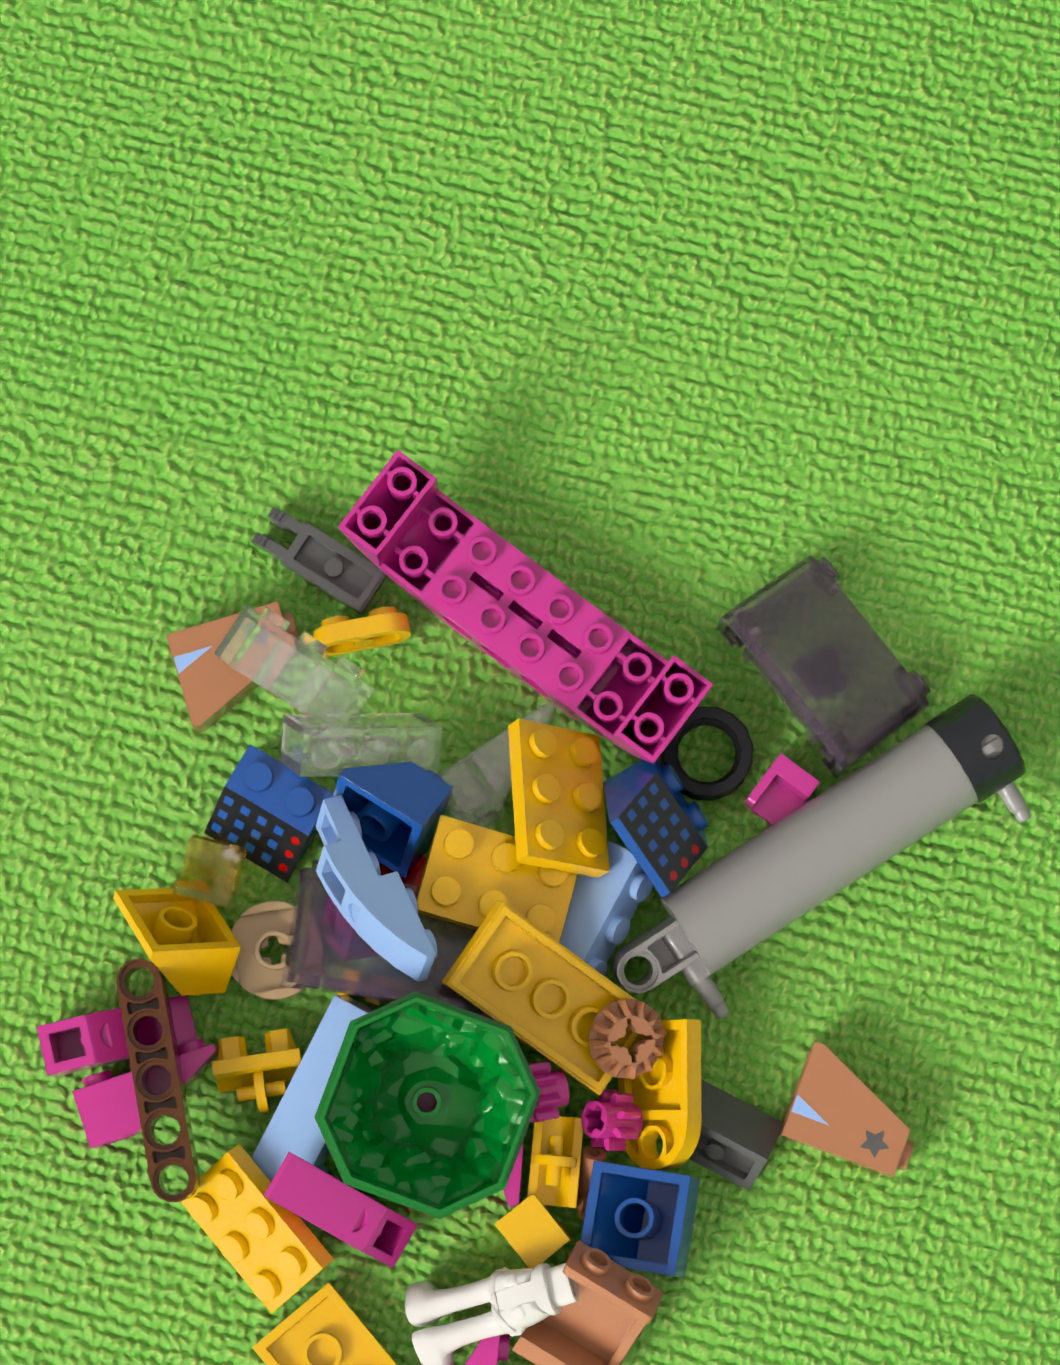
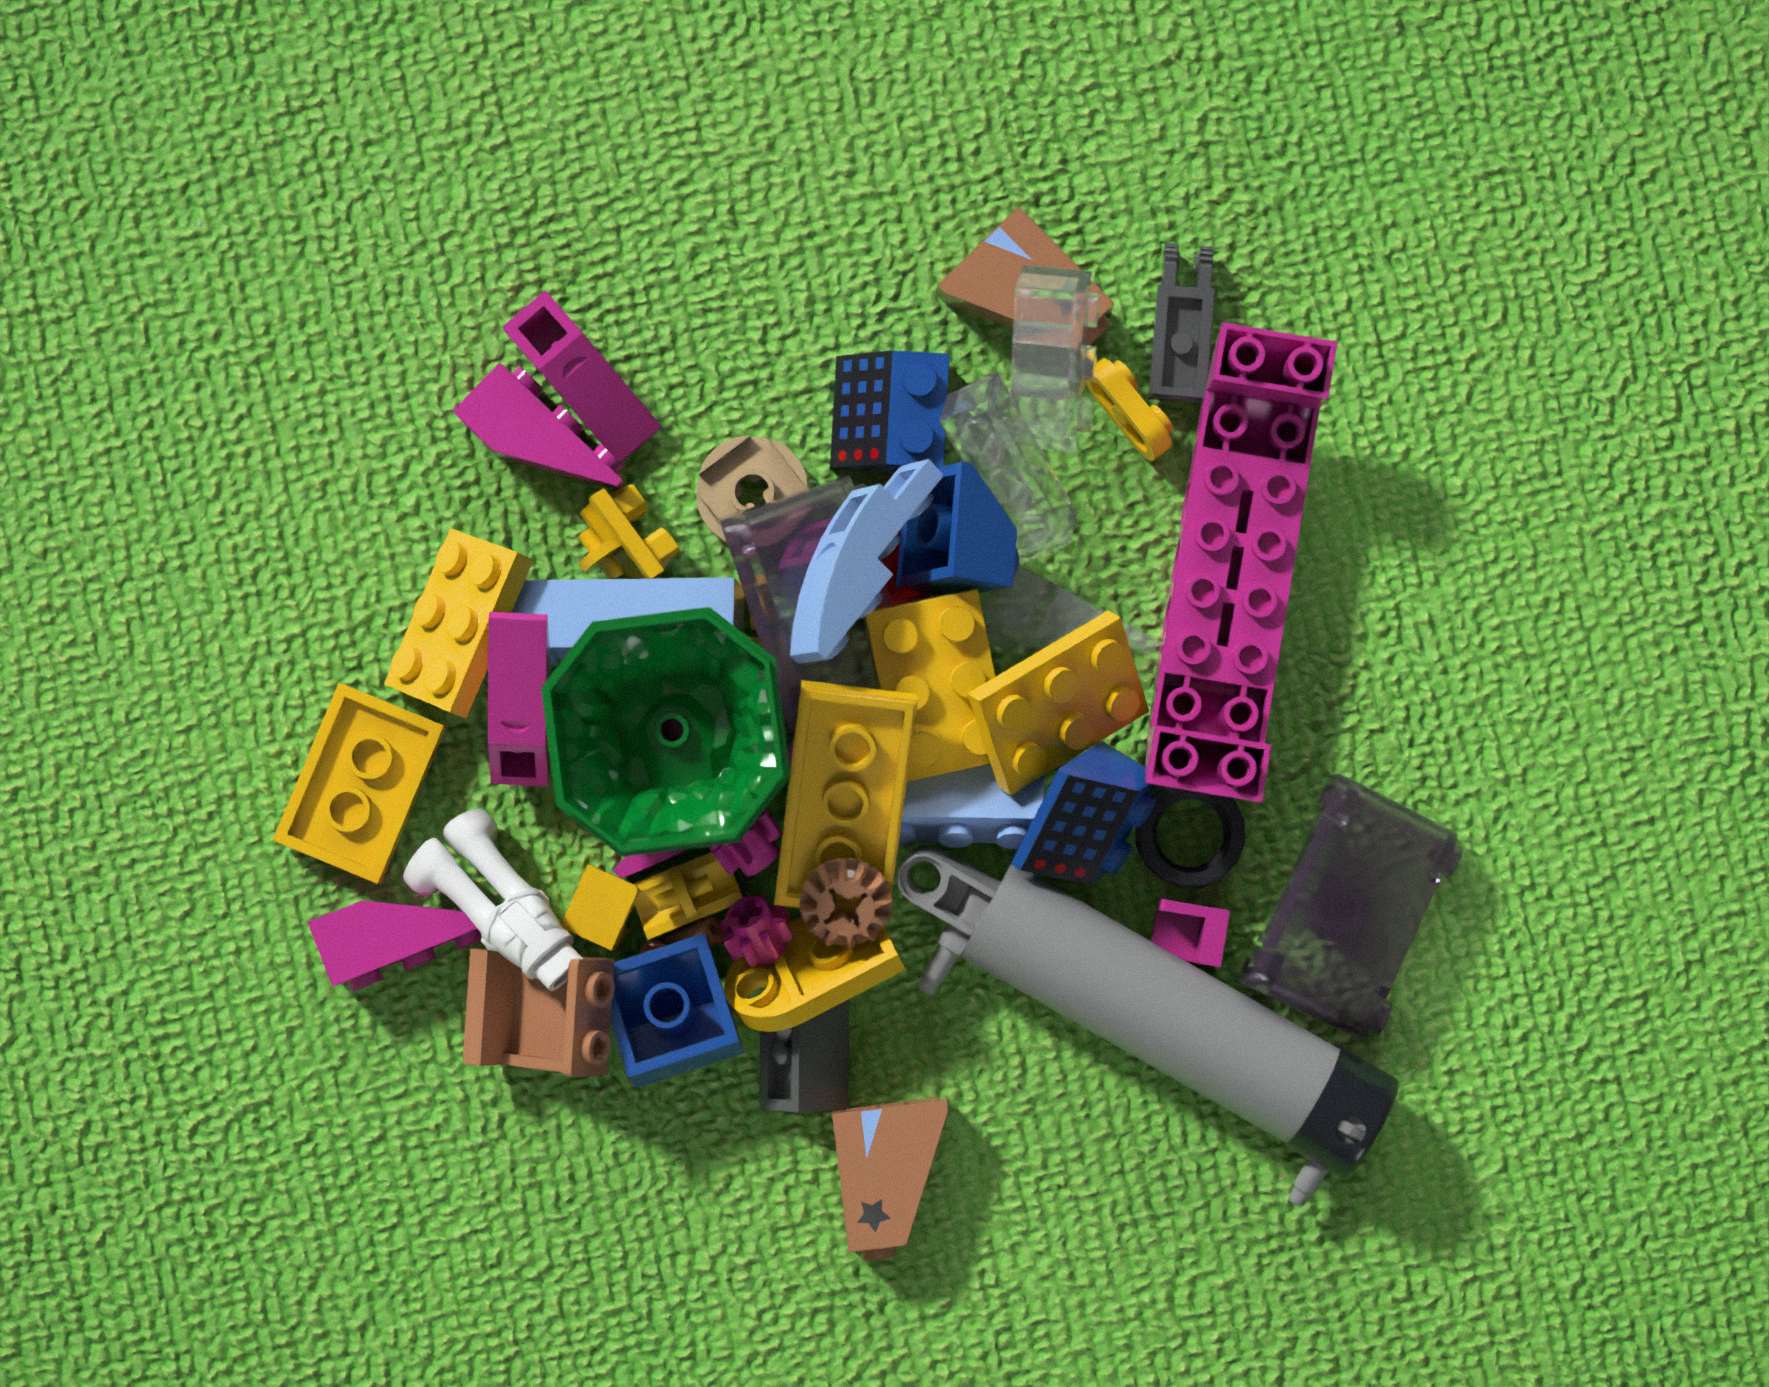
camera: 65 degrees right, 5 degrees up
(174, 1100) = (524, 447): reddish brown beam -> none
(182, 938) = (715, 388): yellow slope -> none
(210, 871) = (799, 384): clear yellow panel -> none

